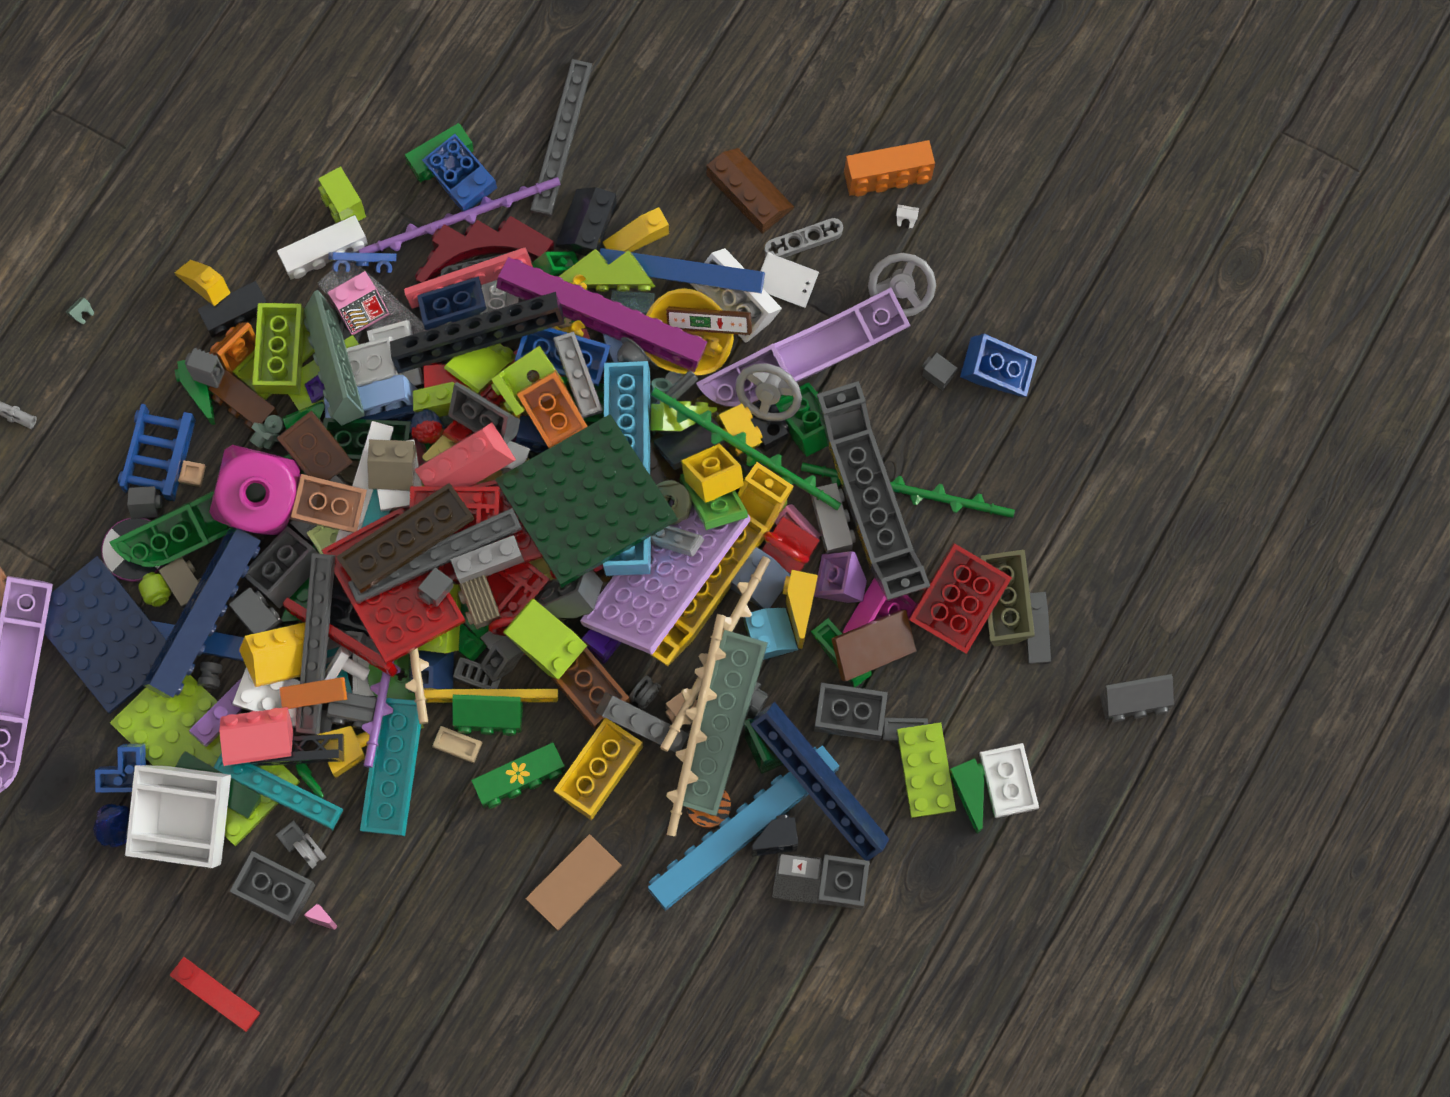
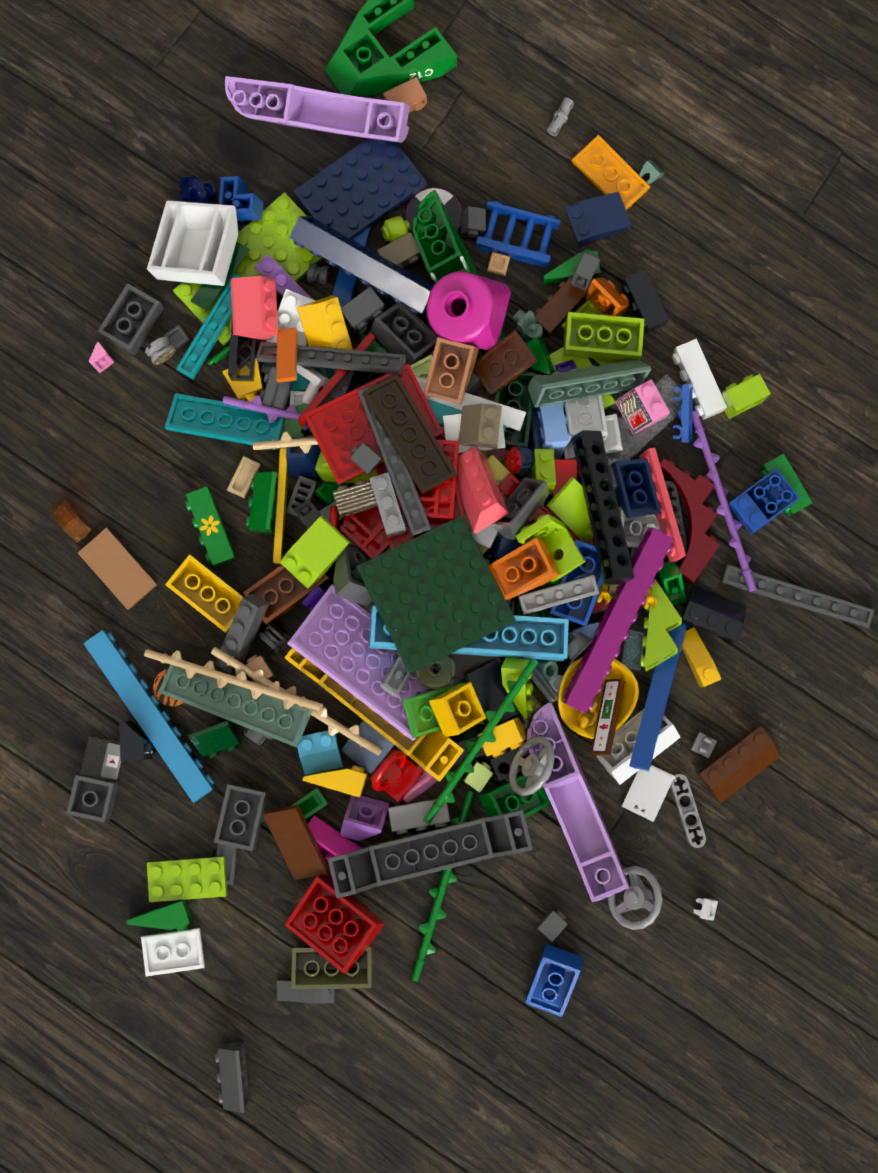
camera: 95 degrees right, 10 degrees up
(82, 356) = (610, 172): none -> light orange tile
(137, 365) = (597, 218): none -> dark blue slope
(204, 281) = (670, 274): yellow slope -> none
(215, 994) = (51, 271): red slope -> none
(520, 940) = (71, 521): none -> clear orange slope
(731, 226) = (703, 745): none -> light grey tile
(789, 456) = (480, 776): none -> yellowish green brick
(820, 781) = (175, 784): dark blue brick -> none
(889, 168) = (750, 896): orange brick -> none

